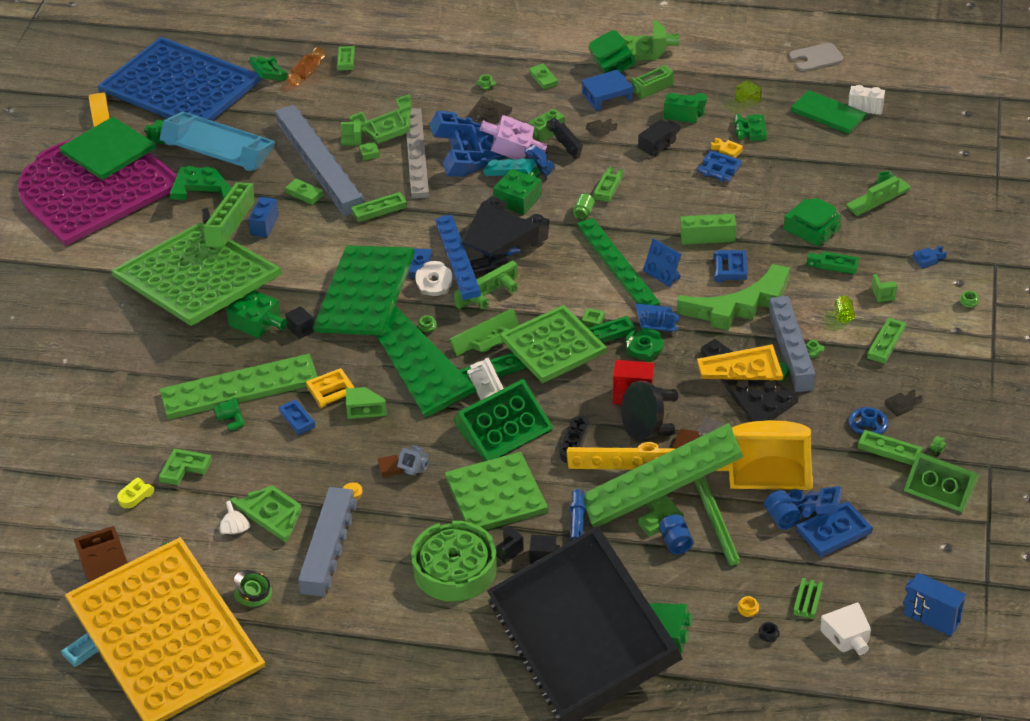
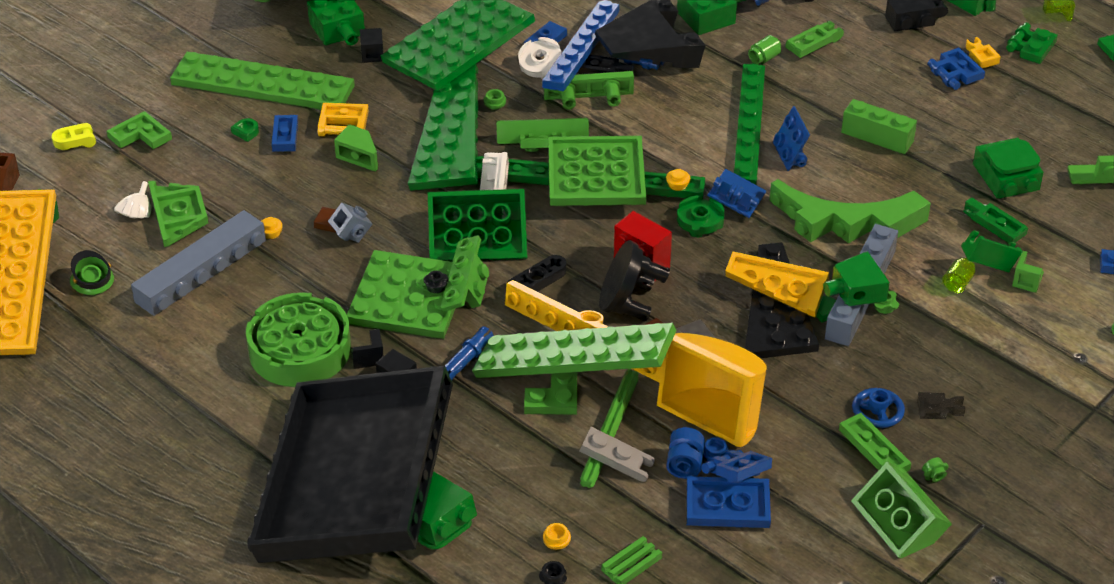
camera: 30 degrees right, 0 degrees up
(228, 410) = (226, 98): green piece -> none
(261, 427) = (245, 129): none -> green tile
(515, 473) = (436, 281): none -> black plate
(529, 459) = (466, 276): none -> bright green bracket
(593, 317) = (668, 163): bright green plate -> none
(612, 325) = (678, 179): none -> yellow plate
(676, 534) = (546, 422): blue wheel -> none
(736, 265) = (877, 178): blue plate -> none
(738, 533) = (616, 454): none -> light grey hinge
(801, 341) = (858, 281): none -> green torso
(854, 284) = (991, 252): none -> green hinge
(886, 340) = (979, 330): bright green plate -> none

